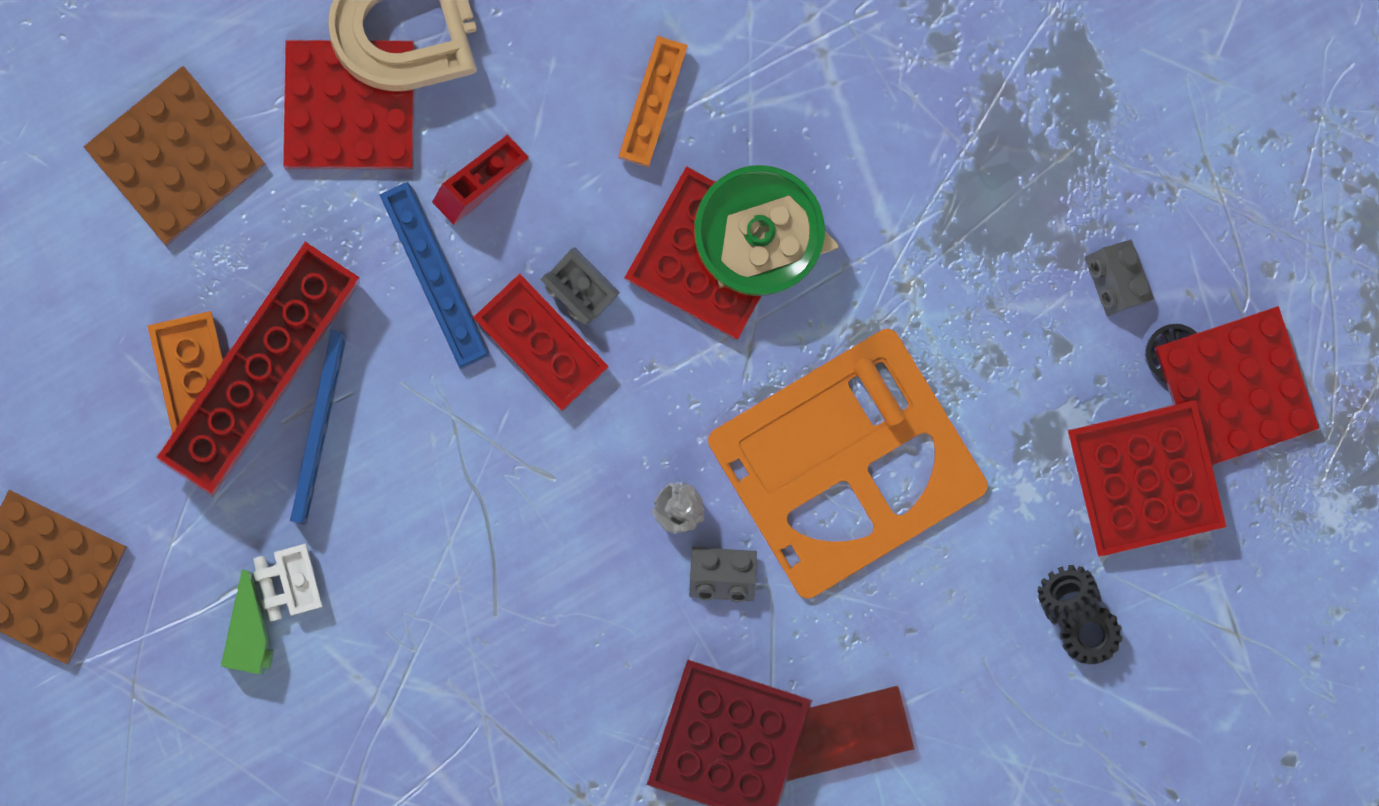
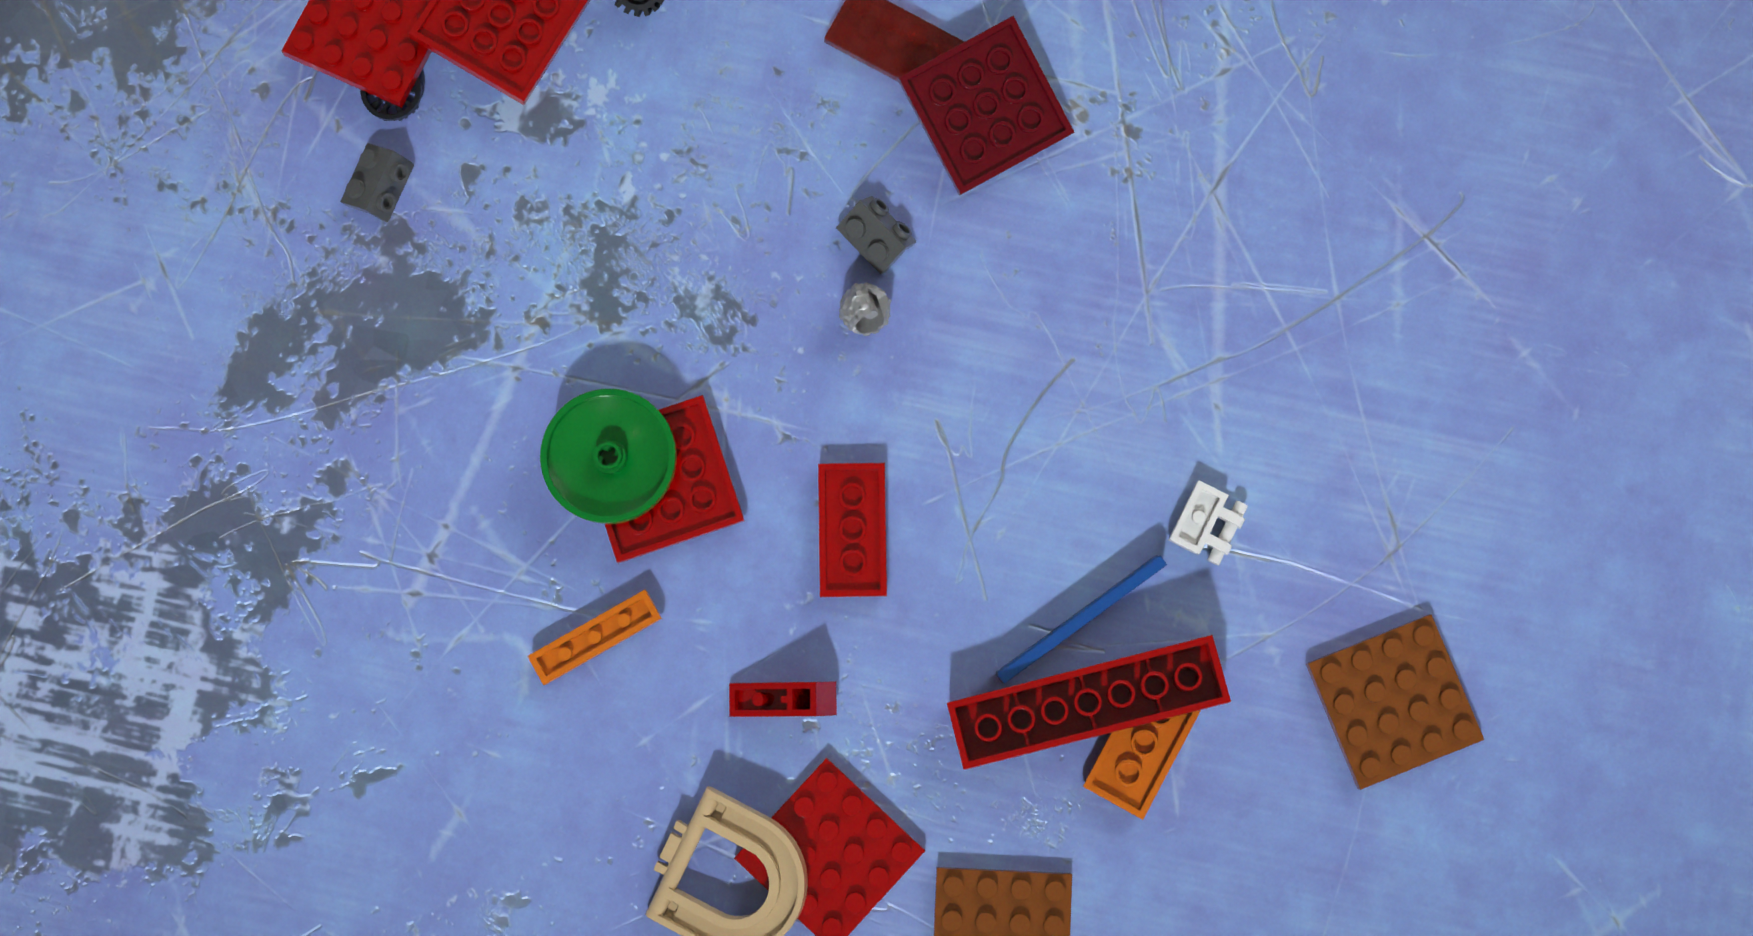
camera: 135 degrees left, 0 degrees up
(247, 635) = (1273, 509): bright green slope -> none
(434, 275) = (885, 658): blue tile -> none
(580, 287) = (784, 544): dark grey bracket -> none
(787, 246) = (601, 425): tan wing -> none
(821, 436) = (708, 270): orange door -> none

